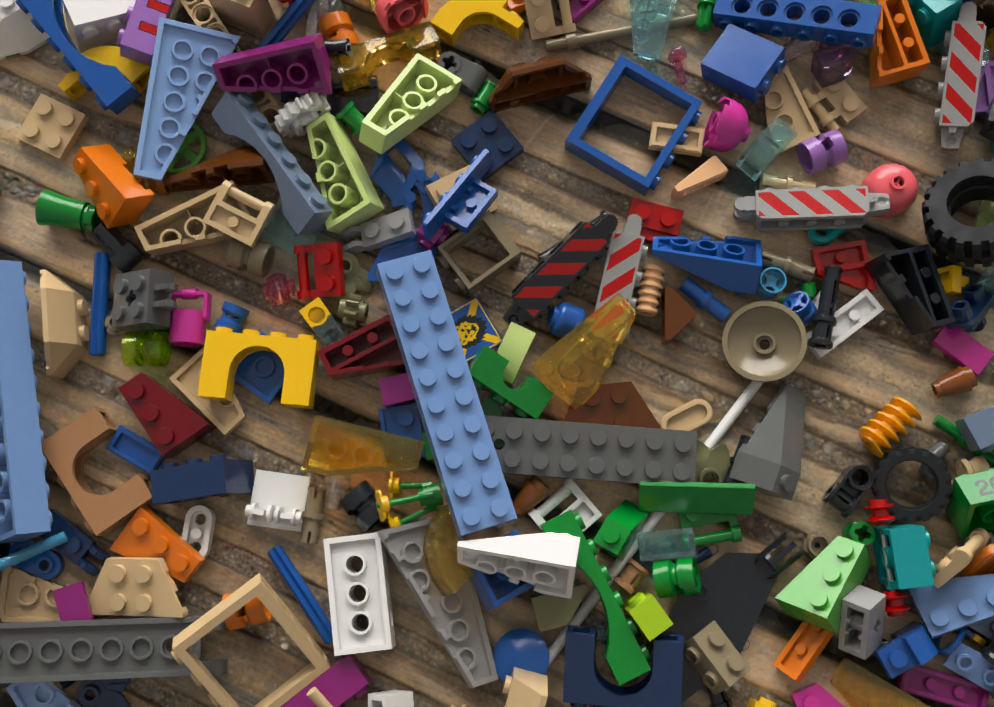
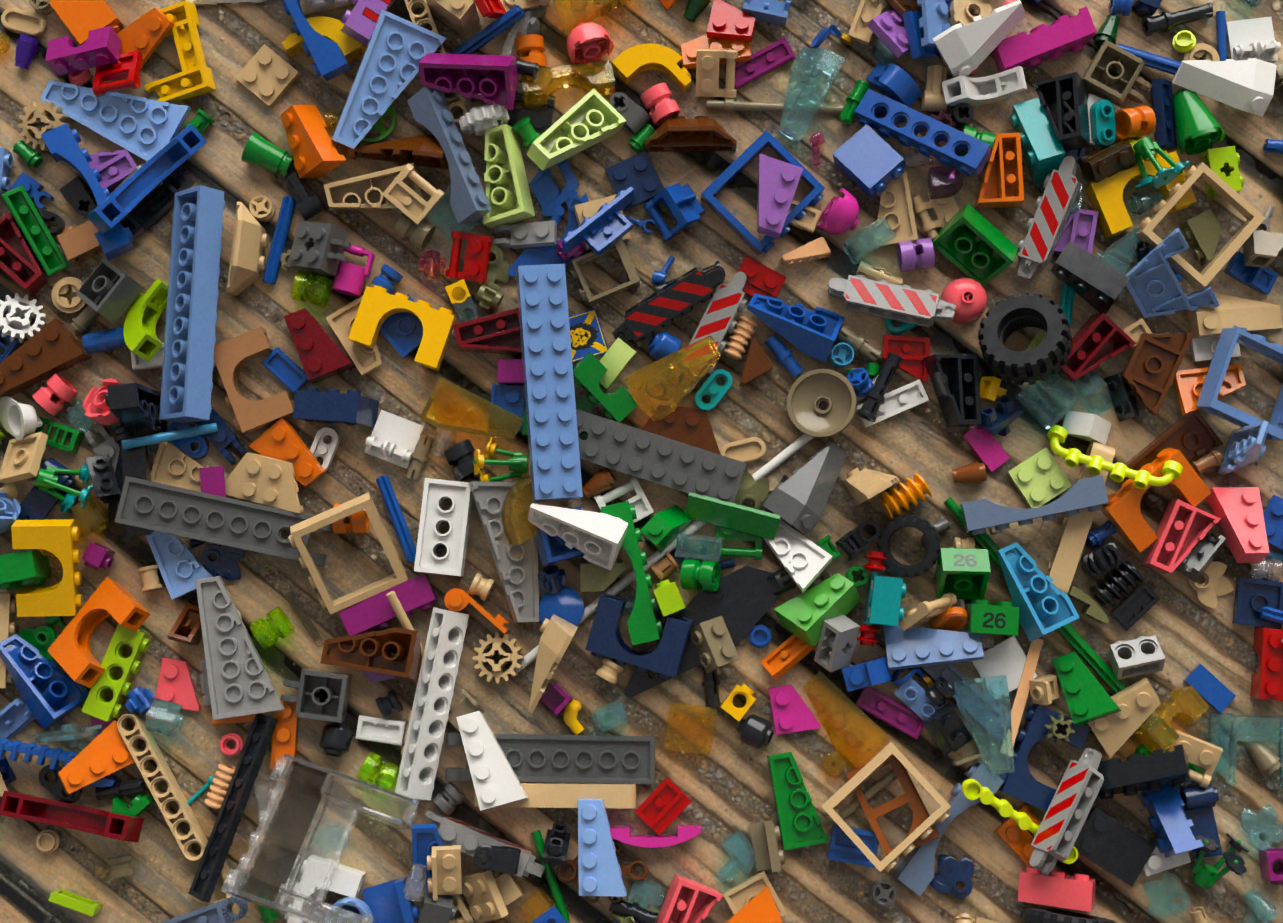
camera: 10 degrees right, 5 degrees up
(70, 266) = (260, 204): none -> tan wheel
(398, 674) = (459, 600): none -> orange door
(419, 653) = (481, 587): none -> tan wheel
(493, 53) = (659, 102): none -> coral wheel
(502, 624) = (552, 579): none -> dark blue gear
(507, 191) = (639, 223): none -> blue hand
(540, 244) = (658, 276): none -> blue hand
(546, 158) = (682, 206): none -> blue piece
(635, 358) = (713, 390): none -> teal plate
(651, 118) = (776, 191): none -> medium lavender wedge
(764, 633) = (759, 636): none -> blue plate
(787, 527) = (798, 555): none -> white wing
(814, 510) = (827, 546): none -> green bush
(847, 424) = (867, 483): none -> tan wedge
(887, 126) = (975, 245): none -> green slope

